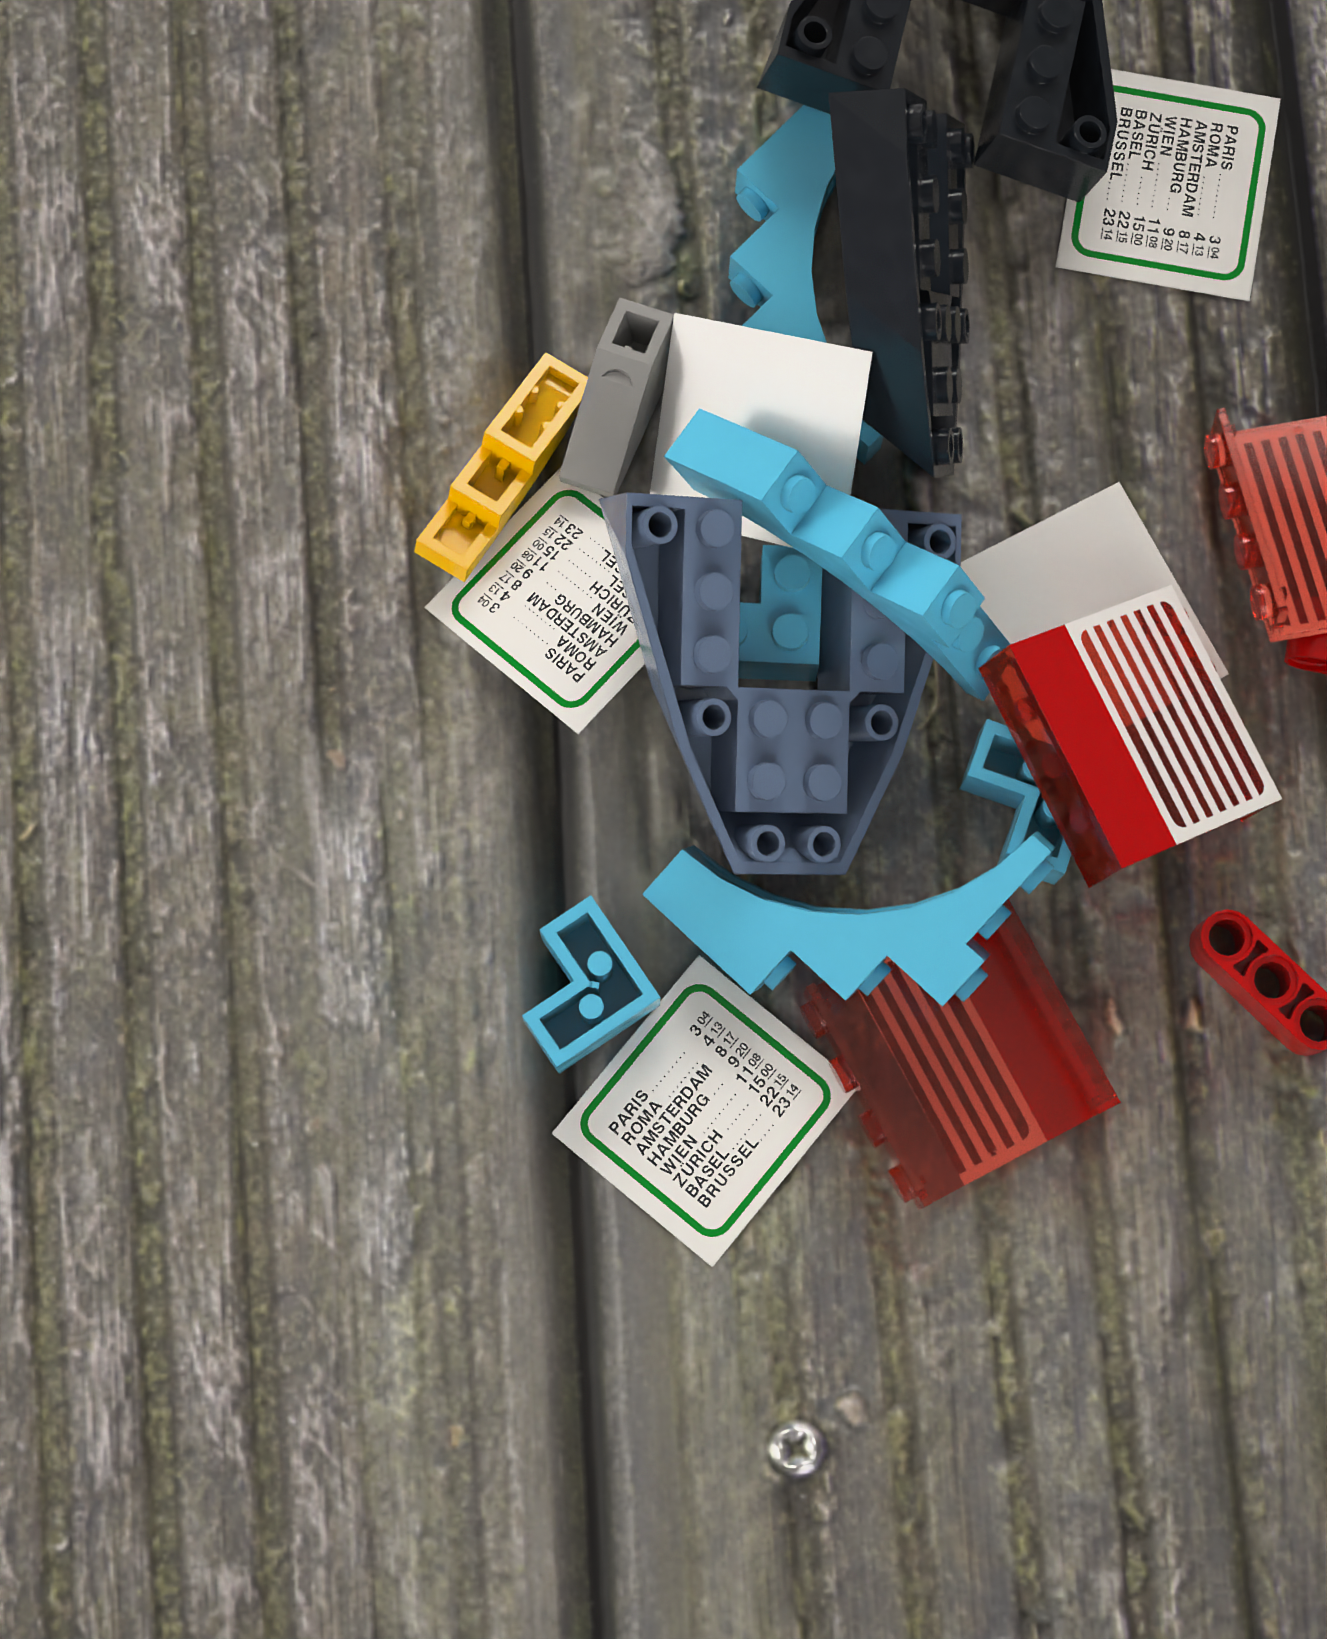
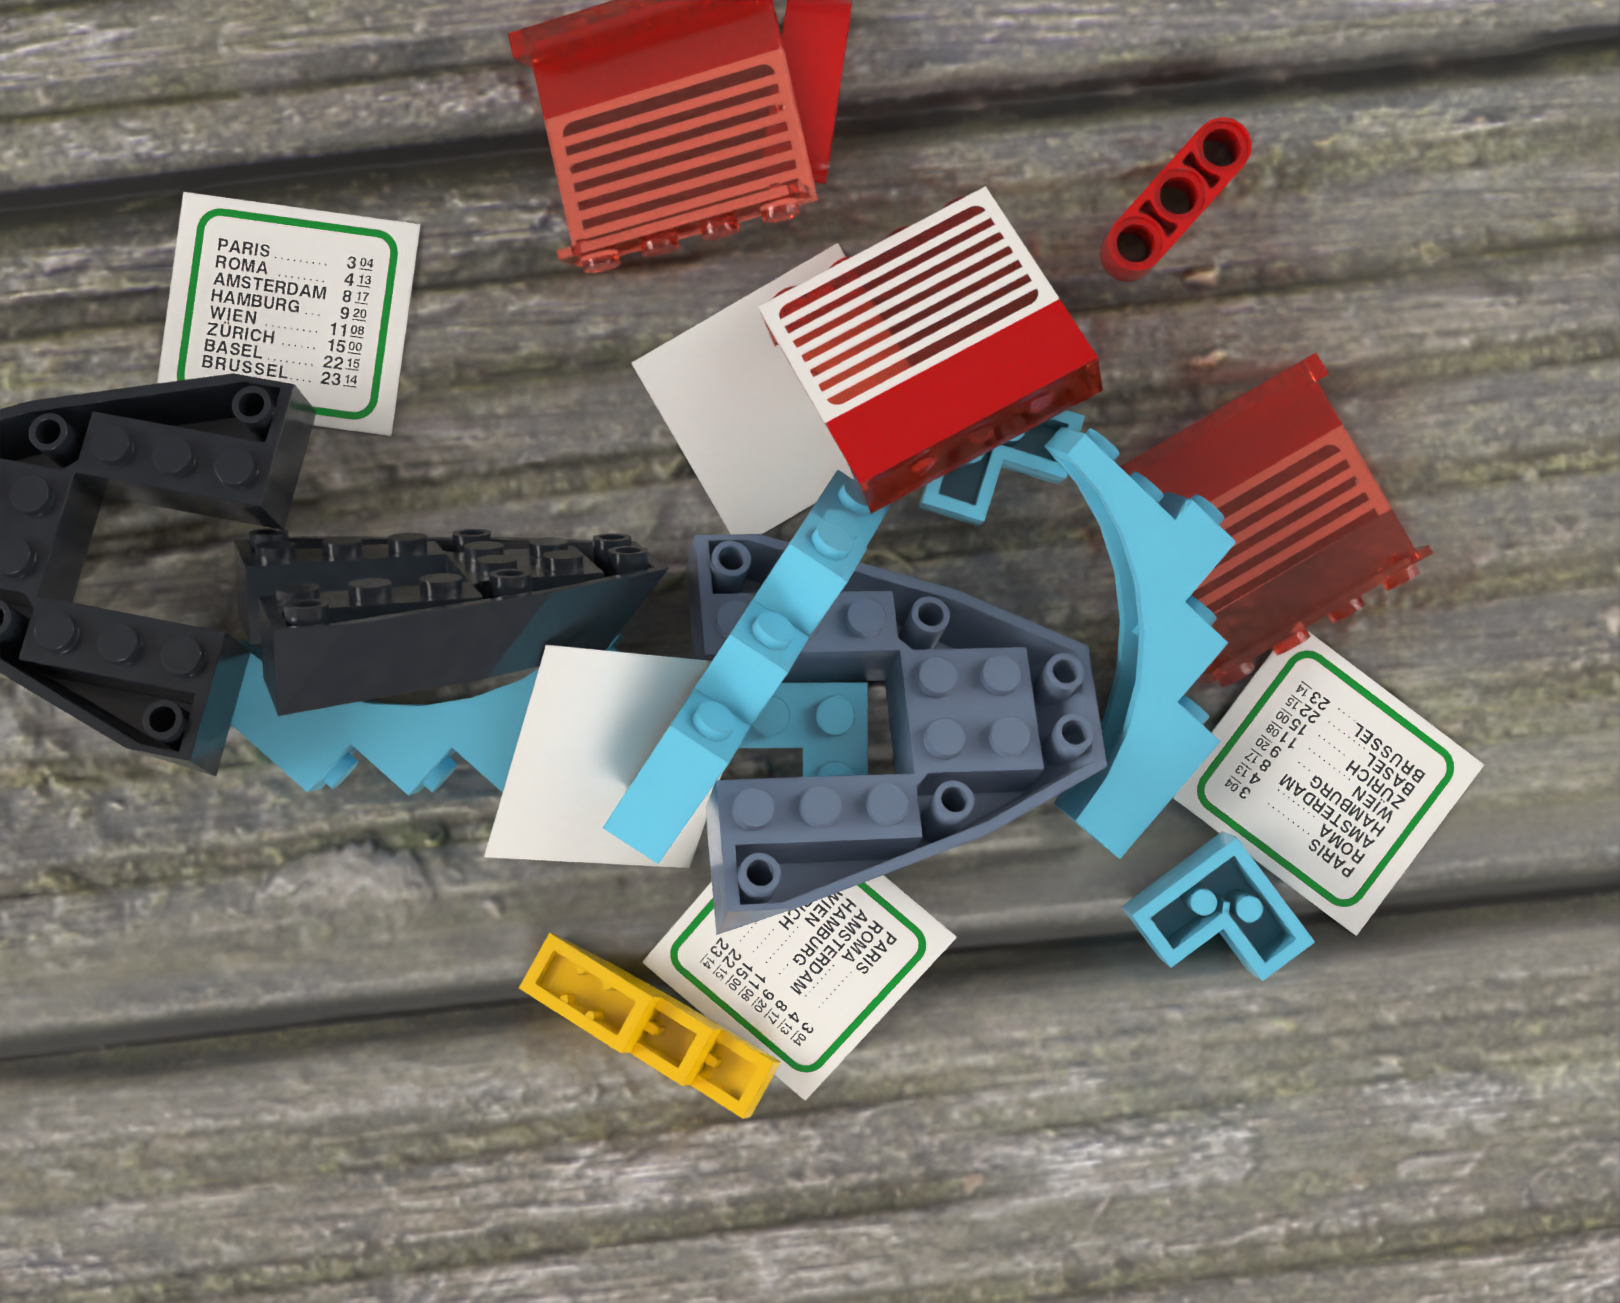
camera: 90 degrees left, 10 degrees up
(618, 397) = (574, 910): light grey slope -> none

